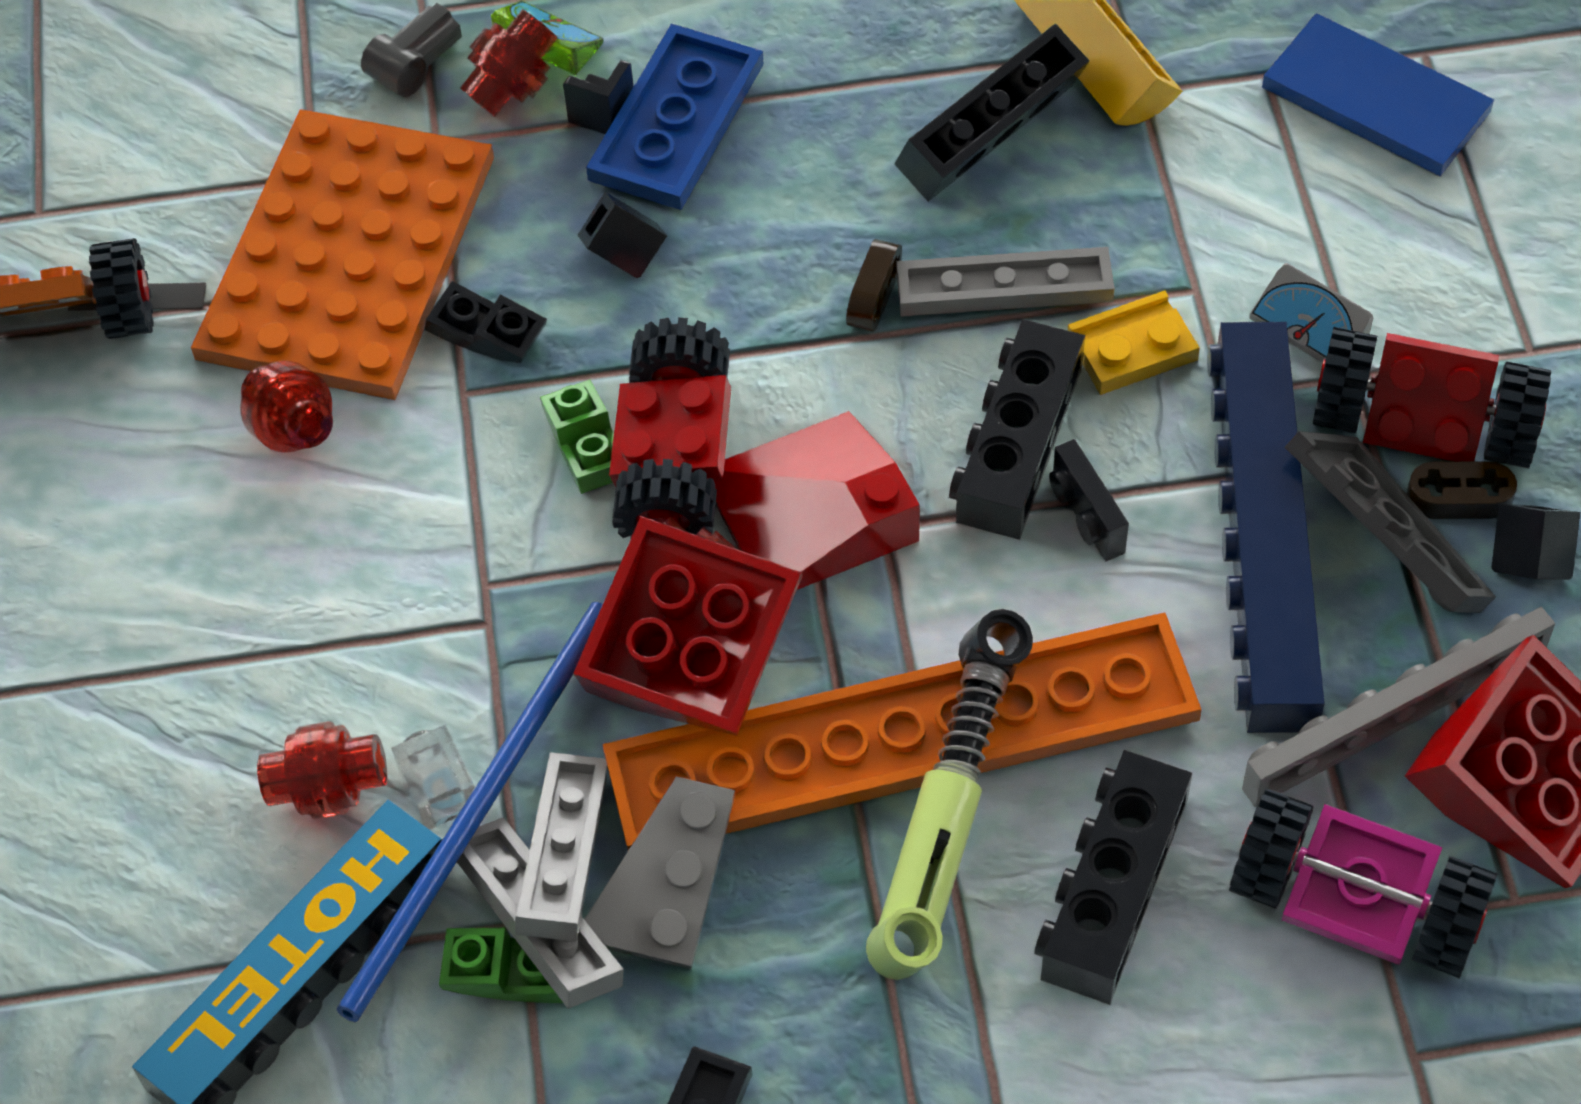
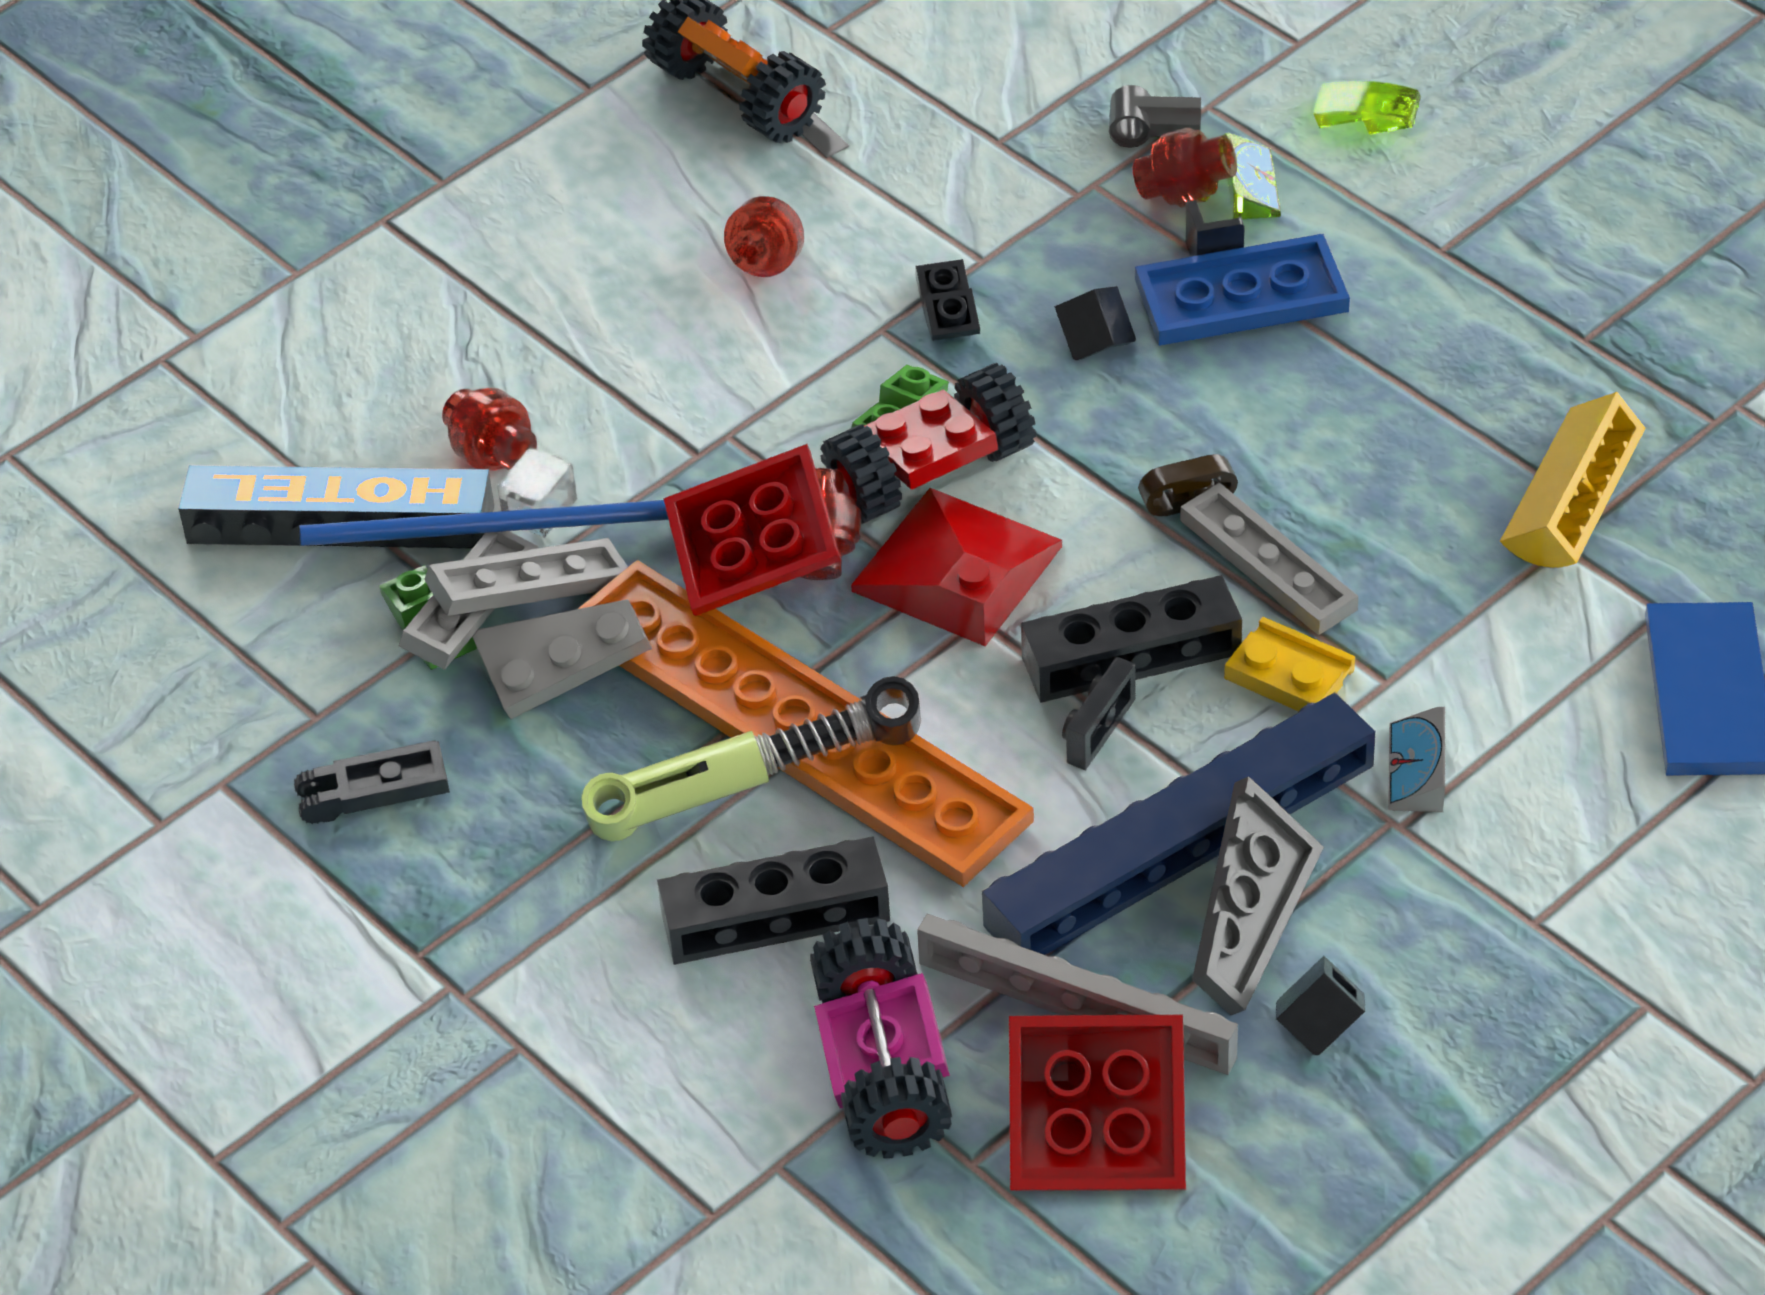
camera: 55 degrees right, 10 degrees down
(345, 252) = (943, 195): orange plate -> none
(991, 112) = (1418, 454): black brick -> none
(1432, 398) = (1389, 862): plate -> none
(1461, 489) = (1341, 935): dark brown beam -> none

